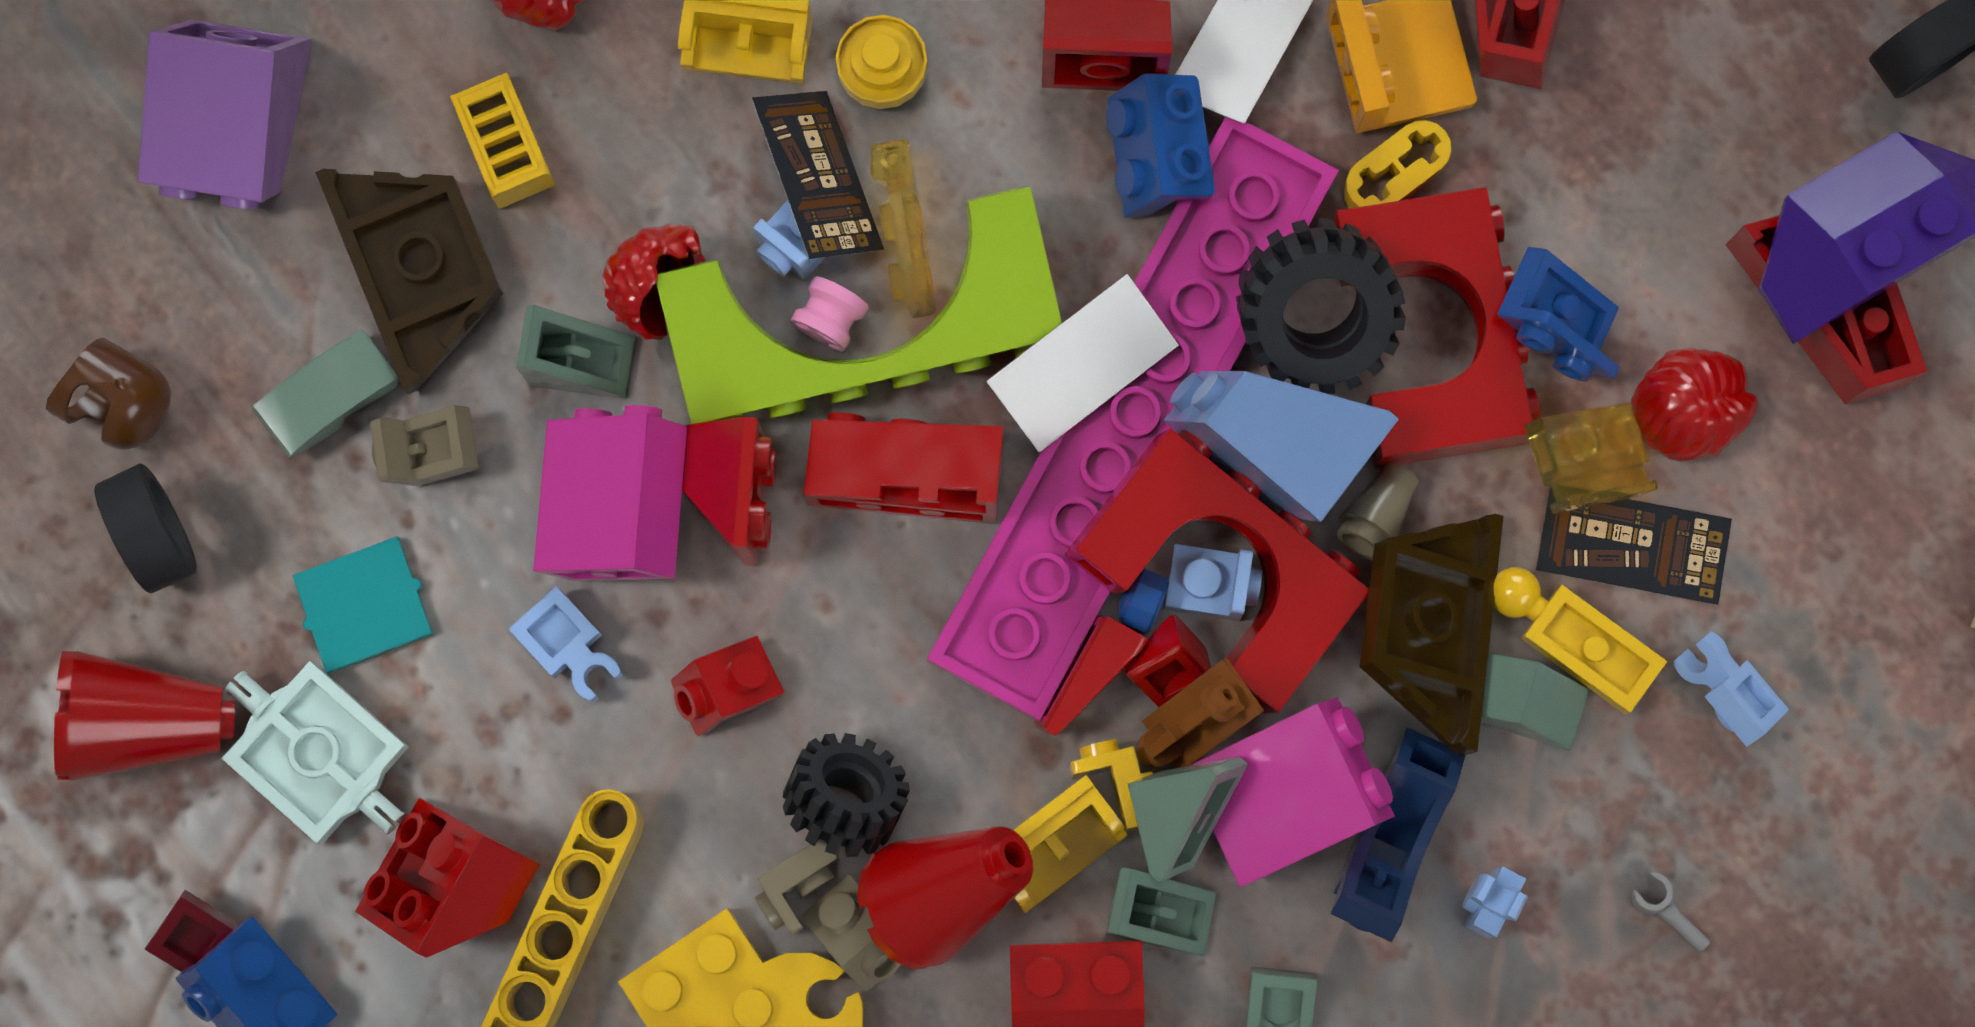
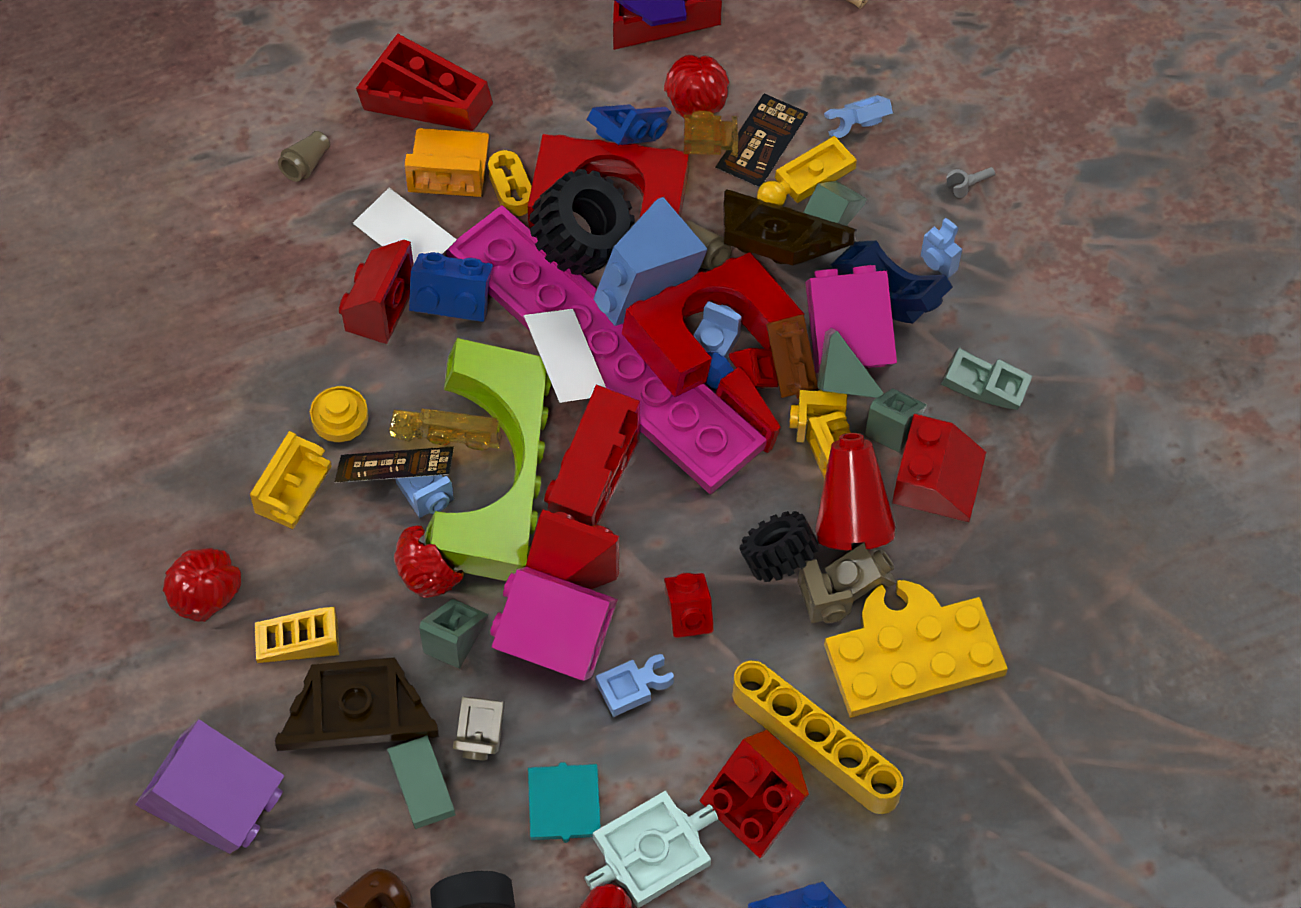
camera: 75 degrees left, 20 degrees down
(829, 314) = (482, 482): bright pink wheel -> none

